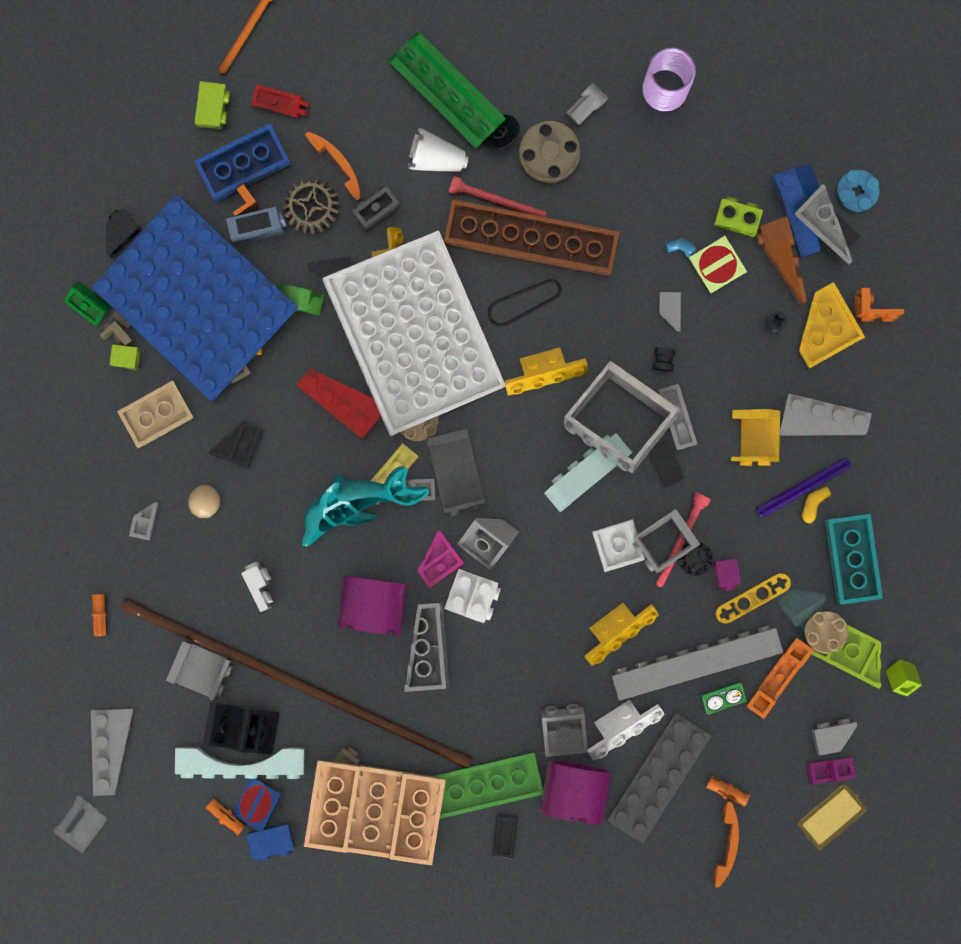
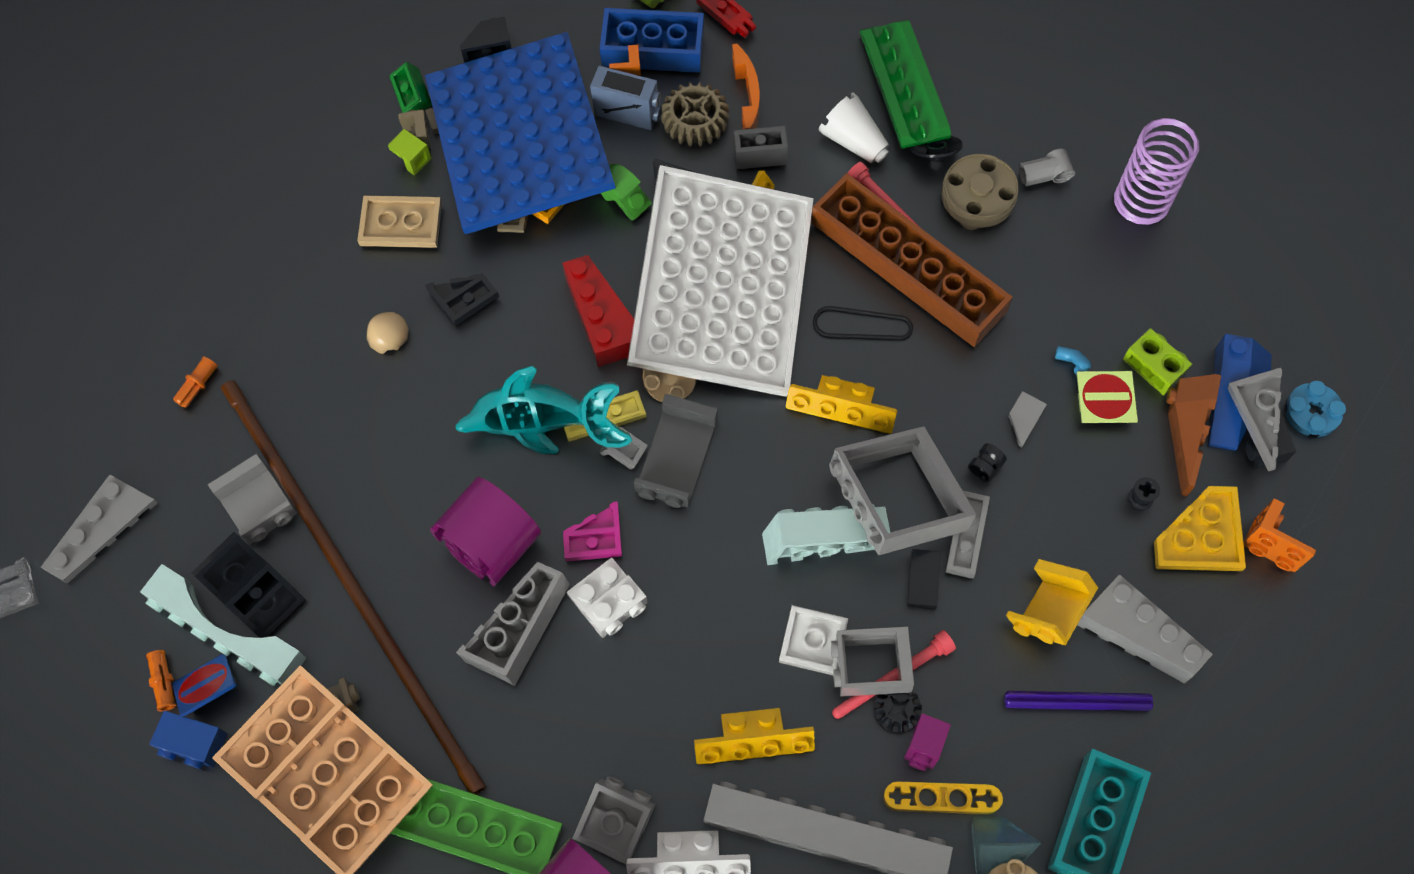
camera: 30 degrees right, 20 degrees down
(143, 522) = (311, 319): light grey tile -> none
(256, 580) = (378, 440): white plate -> none
(487, 540) = (665, 543): light grey slope -> none
(812, 502) = (1081, 724): yellow arm -> none

